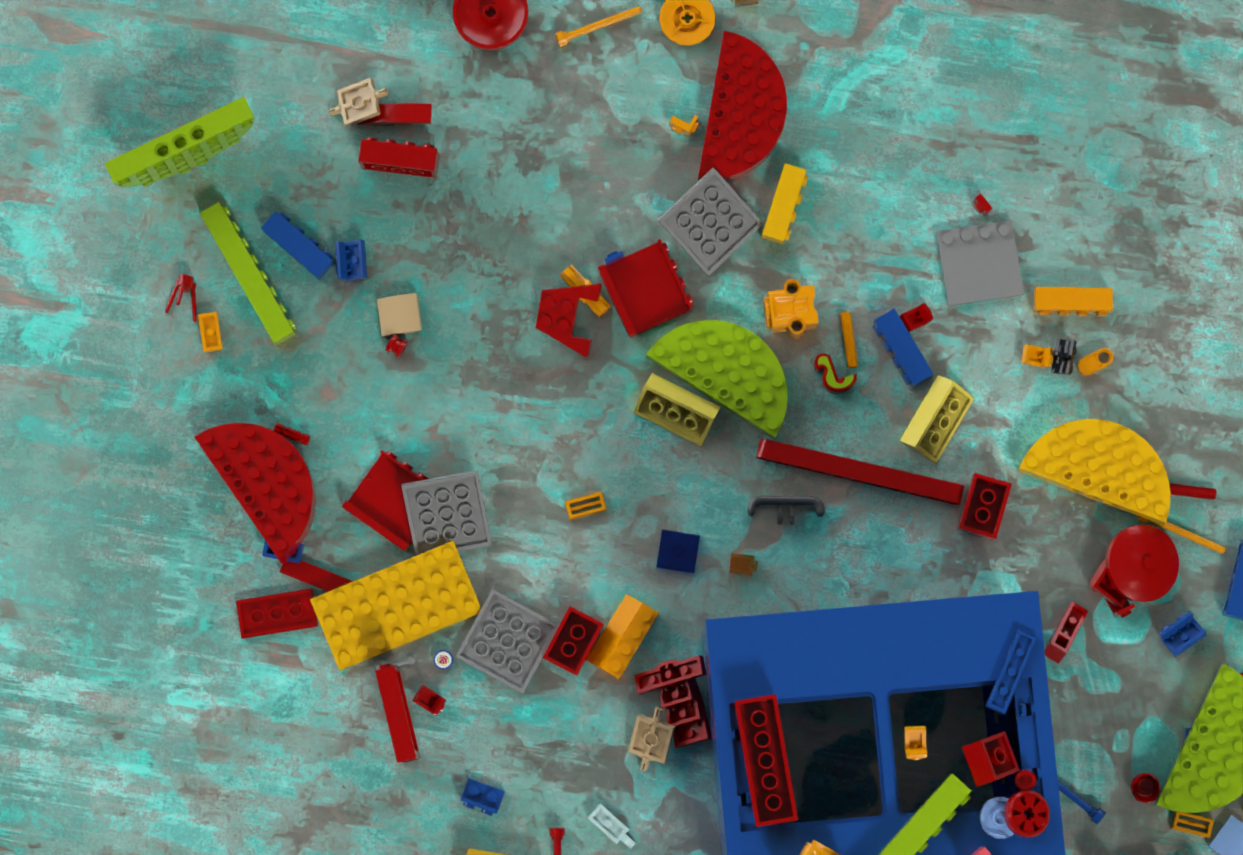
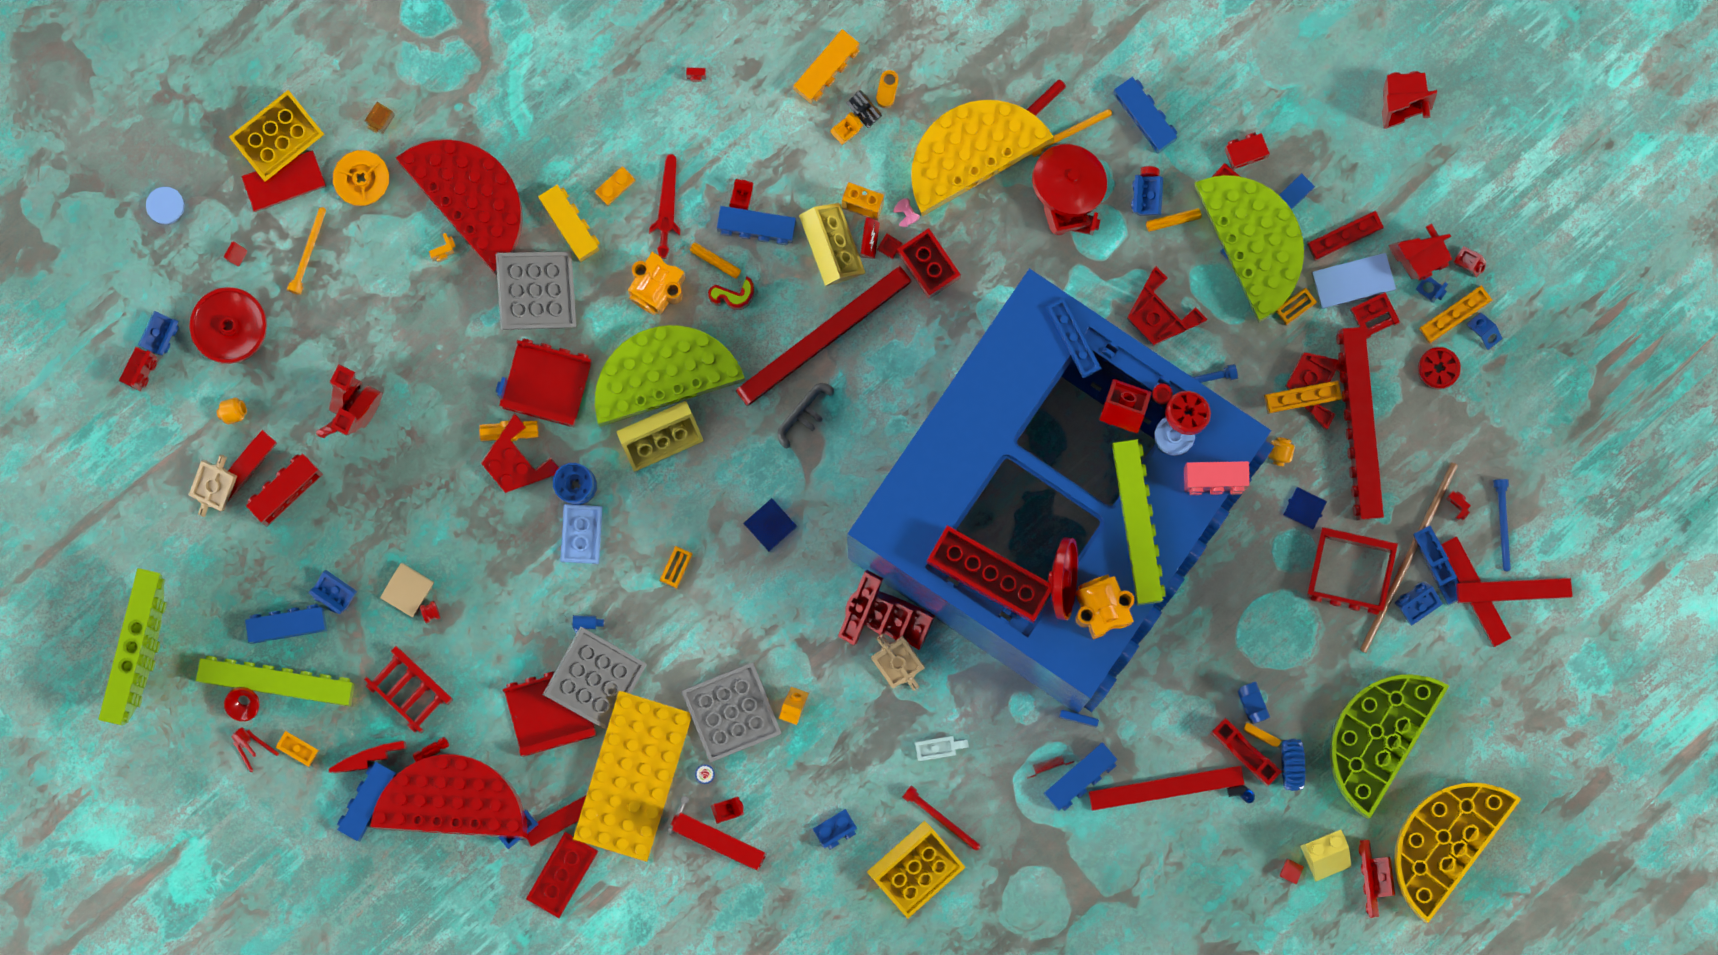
camera: 55 degrees left, 0 degrees up
(203, 262) = (240, 711): none -> red piece
(203, 418) = (362, 807): none -> blue brick
(242, 388) = (361, 760): none -> red slope
(338, 389) = (427, 683): none -> red fence
(428, 69) = (231, 410): none -> light orange head
(486, 472) = (586, 622): none -> blue plant
(505, 153) = (351, 405): none -> red animal
(551, 412) = (581, 534): none -> light blue tile
(551, 685) = (793, 705): none -> light orange brick
(573, 641) = (773, 661): red brick -> none
(576, 369) = (564, 486): none -> blue wheel
(622, 636) = (801, 620): light orange slope -> none
(742, 564) = (821, 483): clear orange brick -> none
(810, 824) = (1064, 578): none -> red dish
(842, 215) = (615, 186): none -> light orange plate
(849, 275) = (667, 205): none -> red sword
(915, 742) = (1067, 452): light orange bracket -> none
(966, 445) = (870, 238): none -> red slope
(972, 464) = (889, 246): none -> red tile
(979, 263) = (739, 113): light grey plate -> none
(989, 421) = (865, 205): none -> light orange window
(1009, 462) = (904, 206): none -> bright pink piece
(1065, 632) = (1074, 279): red slope -> none
(1089, 720) = (1155, 318): none -> red wing
(1145, 787) = (1240, 318): red hair -> none
(1180, 670) = (1174, 219): none -> light orange axle
(1202, 620) = (1150, 171): none -> red tile

